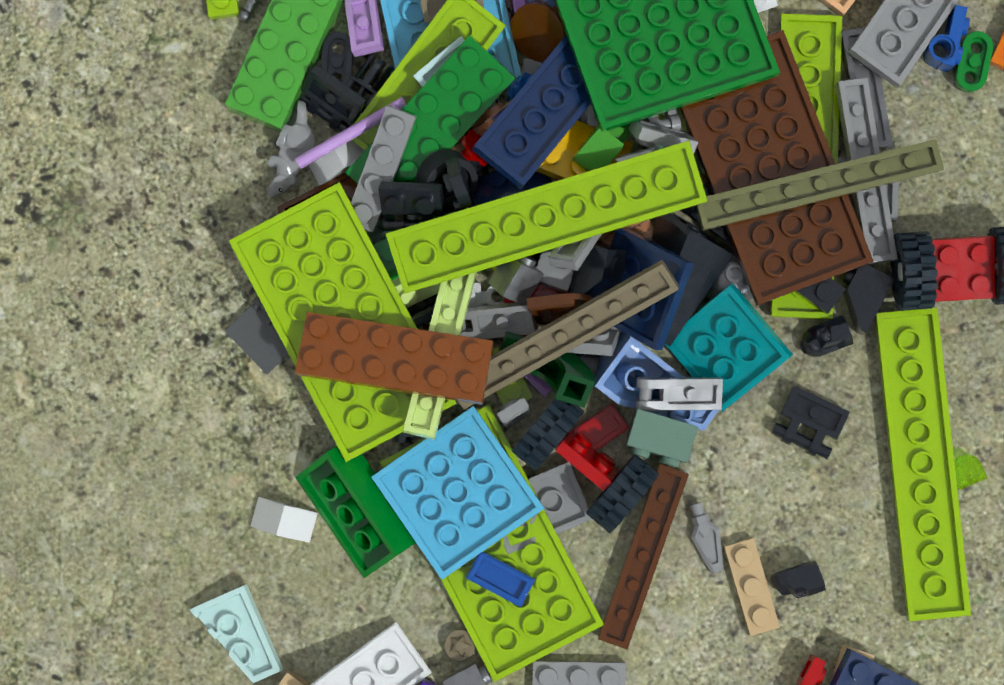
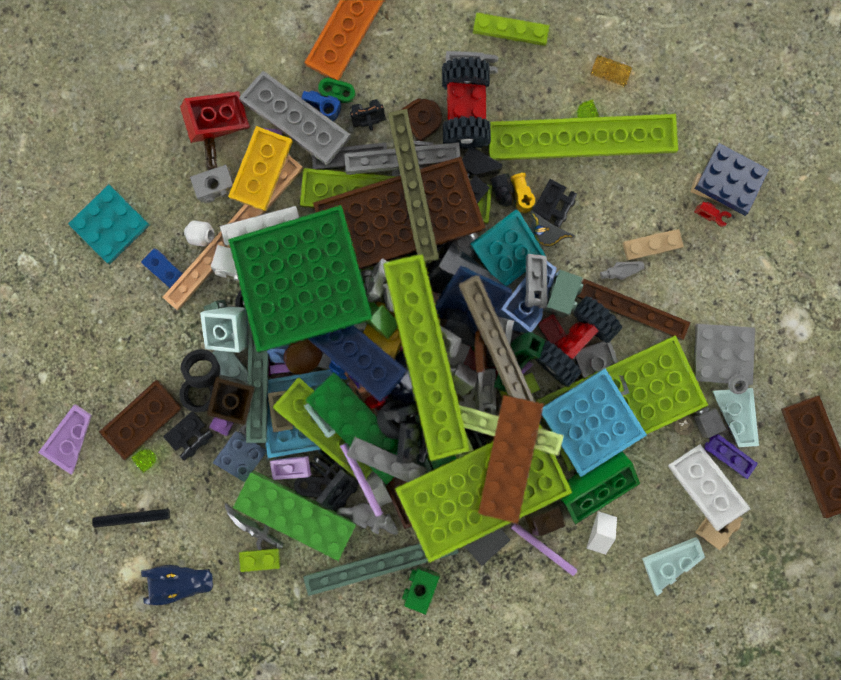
camera: 95 degrees left, 0 degrees up
(166, 236) = (420, 601): none -> green brick
(213, 154) = (366, 568): none -> sand green plate
(254, 428) = (544, 549): none -> lavender bar
(301, 429) = (546, 520): none -> dark brown torso
(500, 578) = (646, 397): blue tile -> none
(514, 412) = (543, 384): light grey plate -> none
(760, 409) = (545, 232): none -> dark grey hat
(799, 580) = (650, 215): black rock -> none
(824, 368) = (522, 192): none -> yellow connector
(934, 114) = (367, 116): none -> black hips
(938, 202) = (424, 118): none -> reddish brown tile

